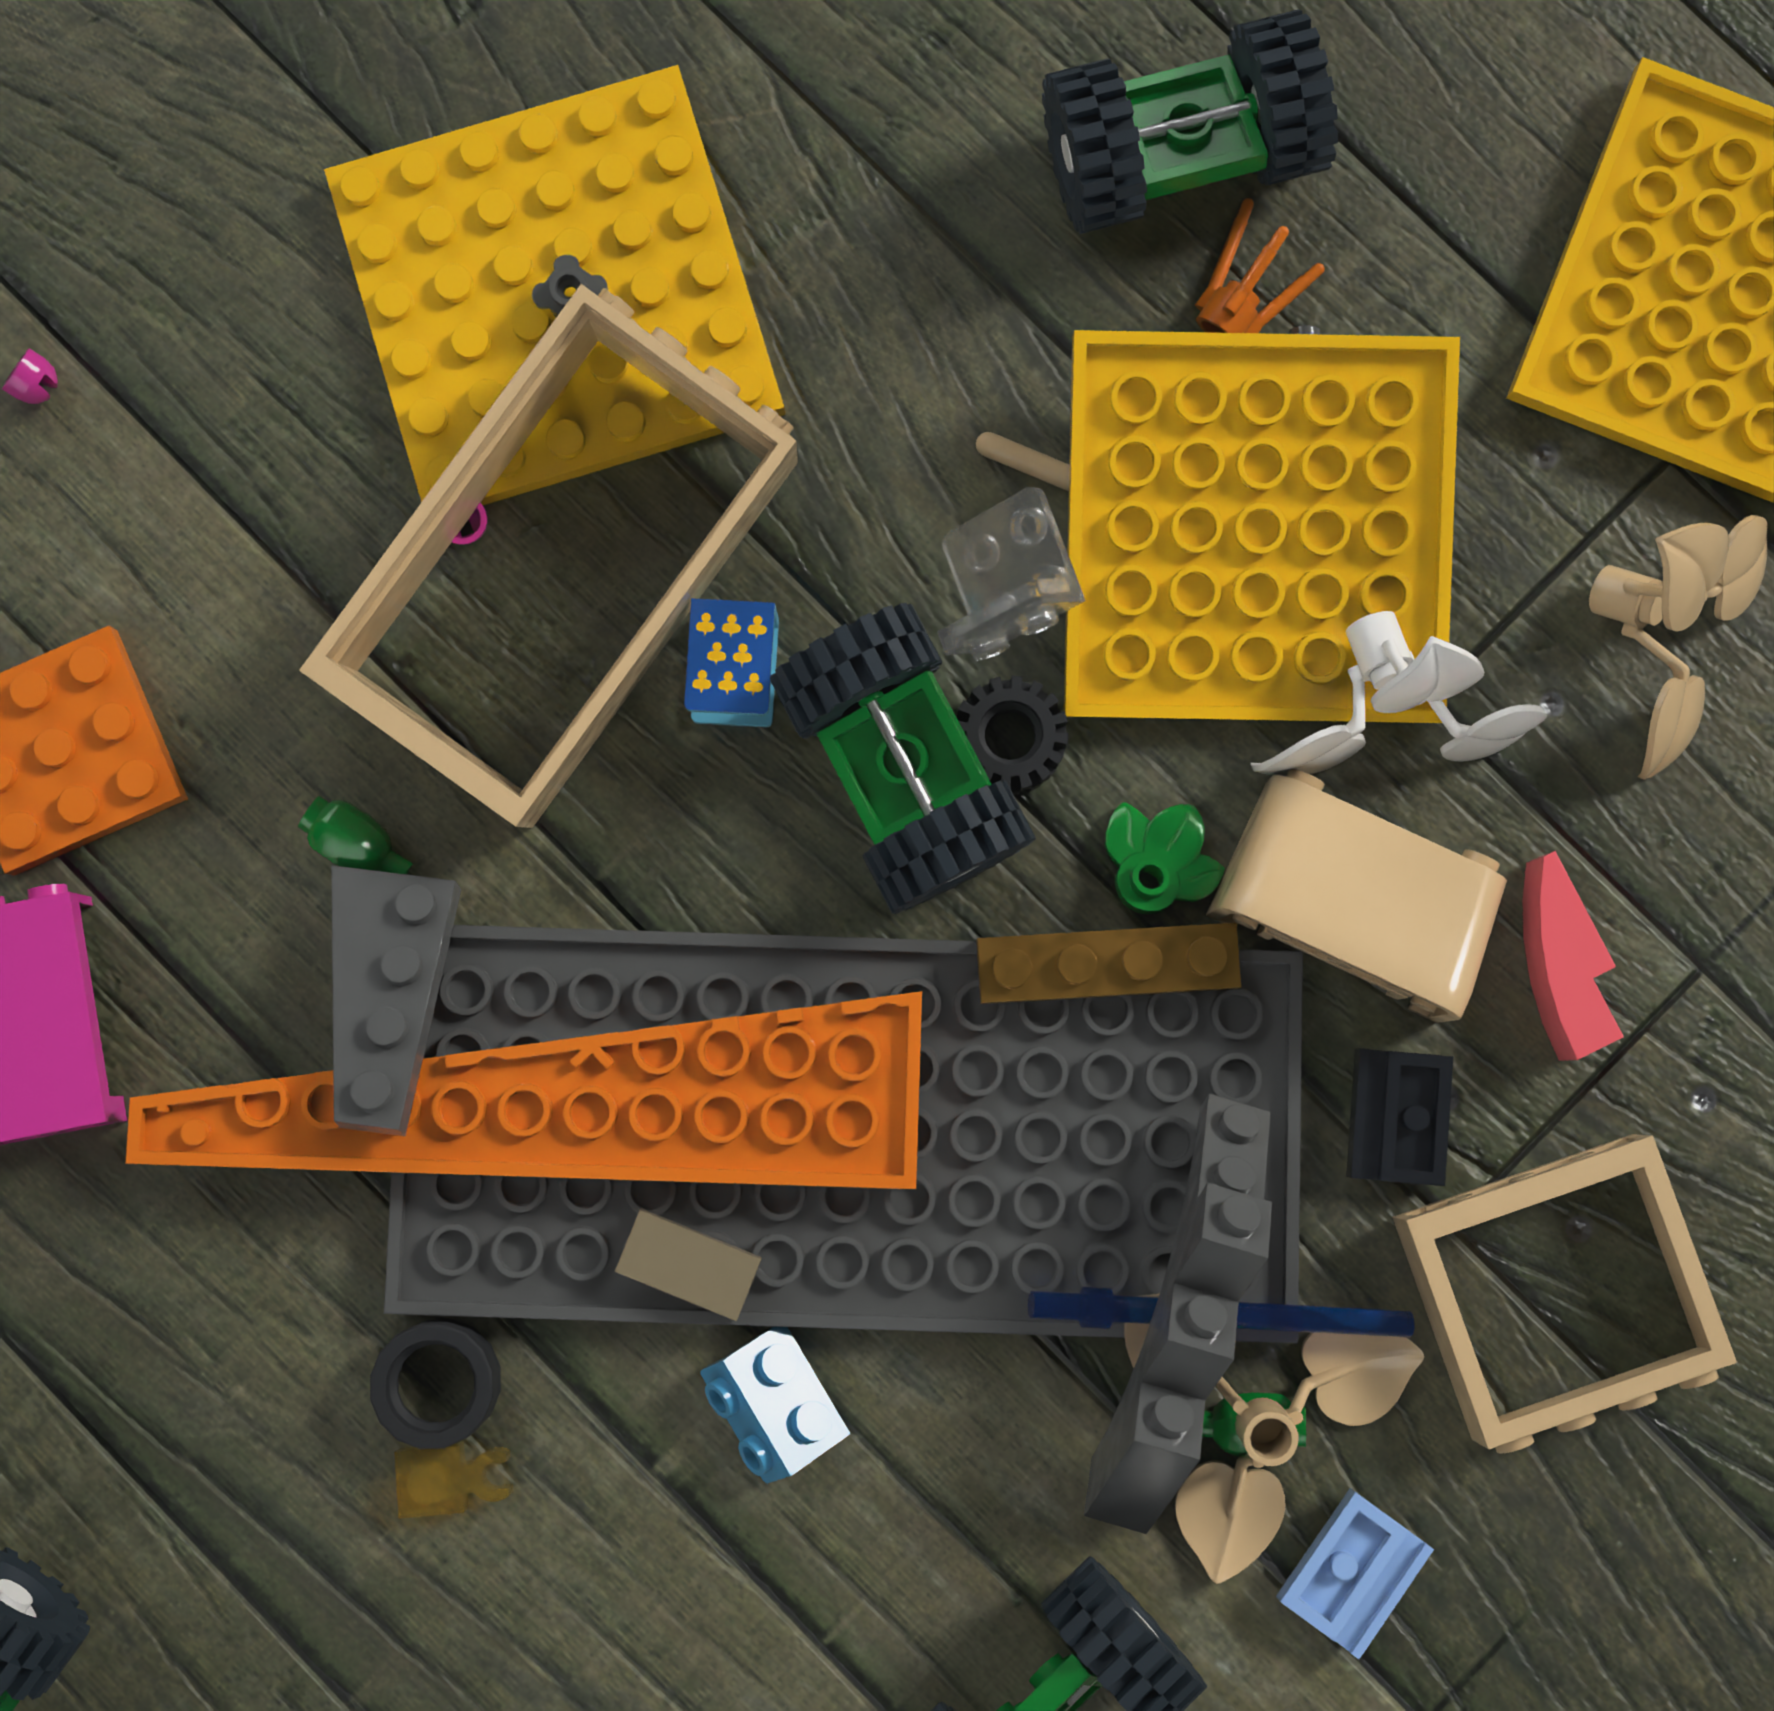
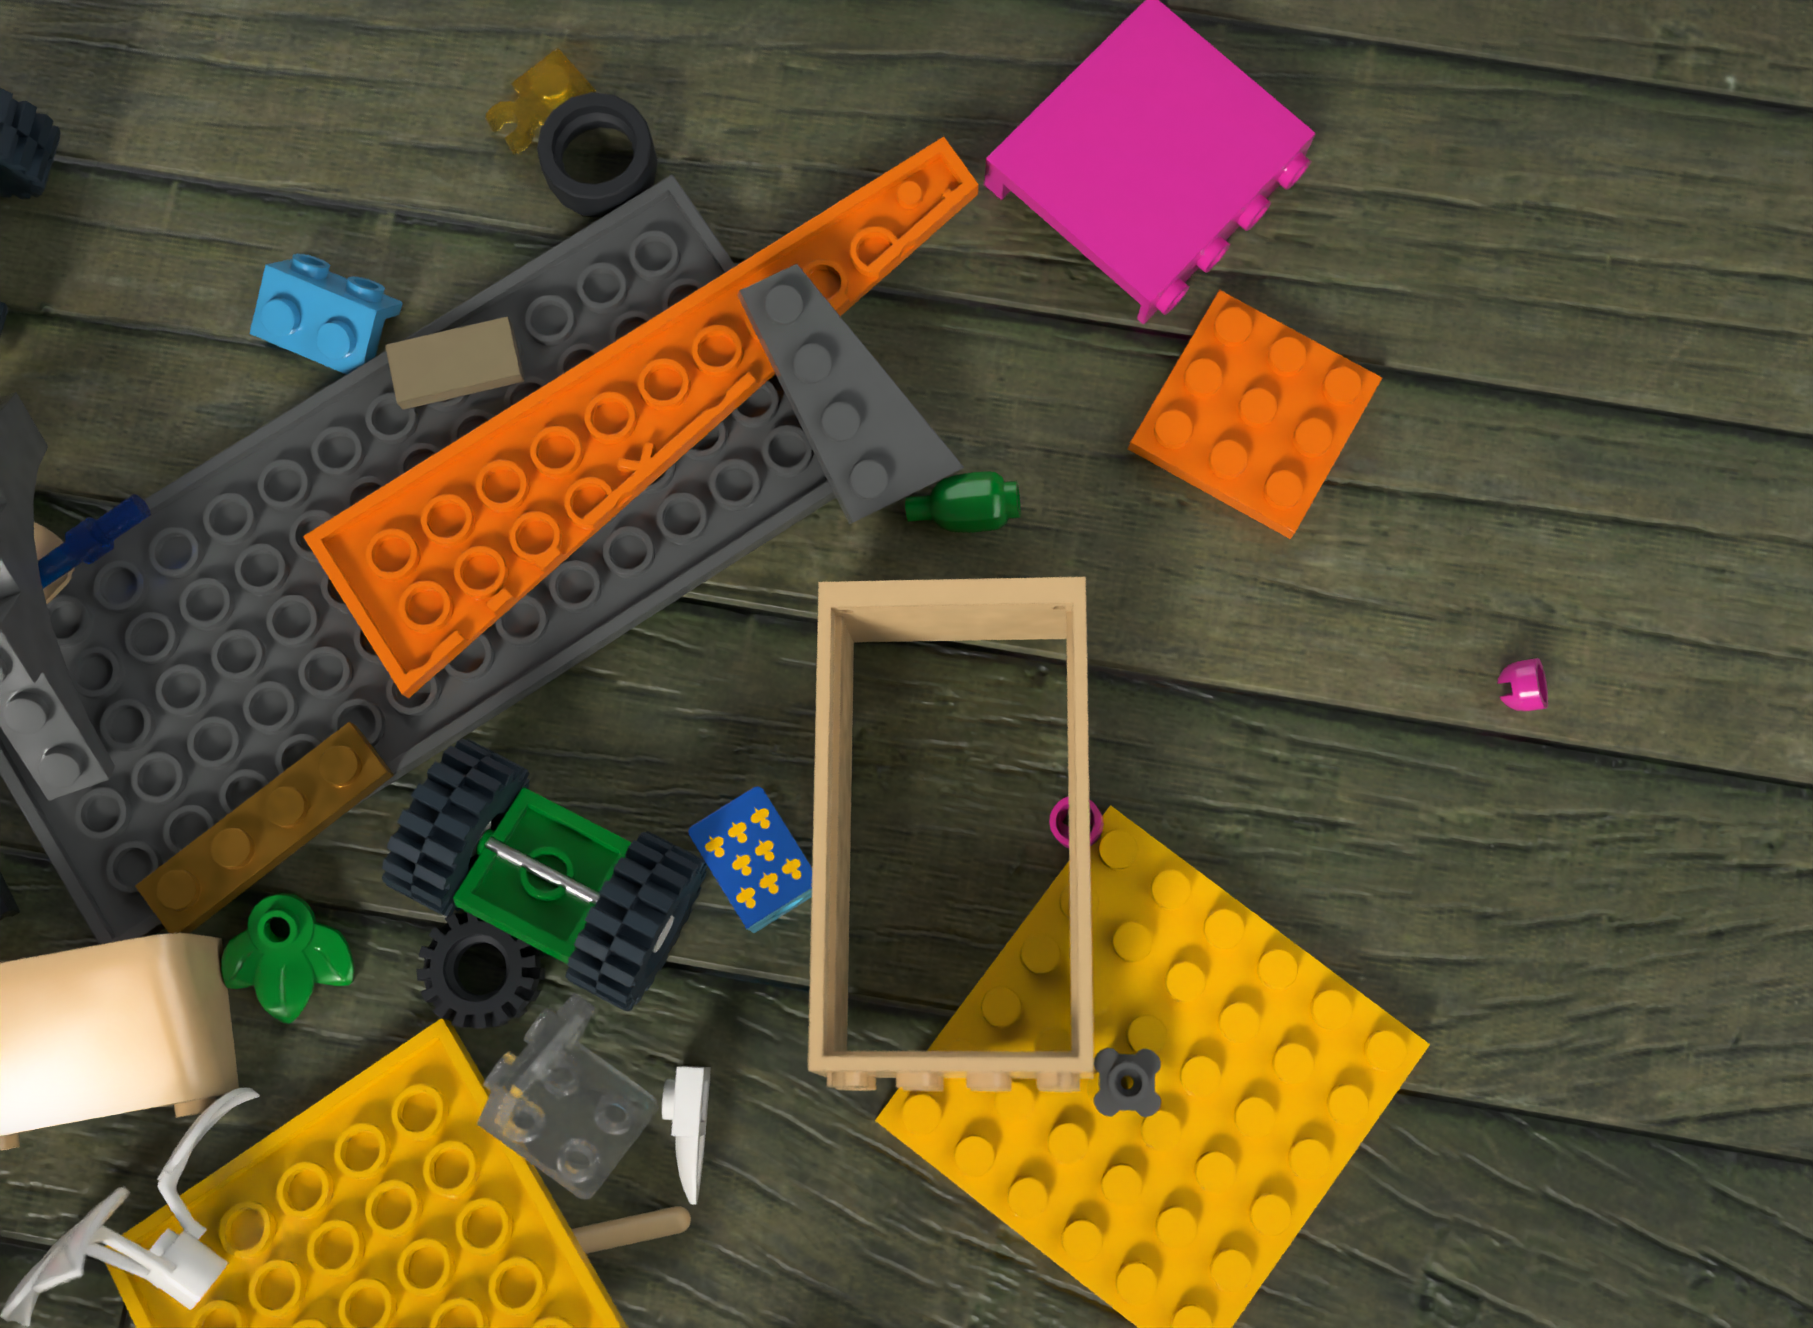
camera: 145 degrees right, 5 degrees down
(920, 515) = (687, 1105): none -> white plate

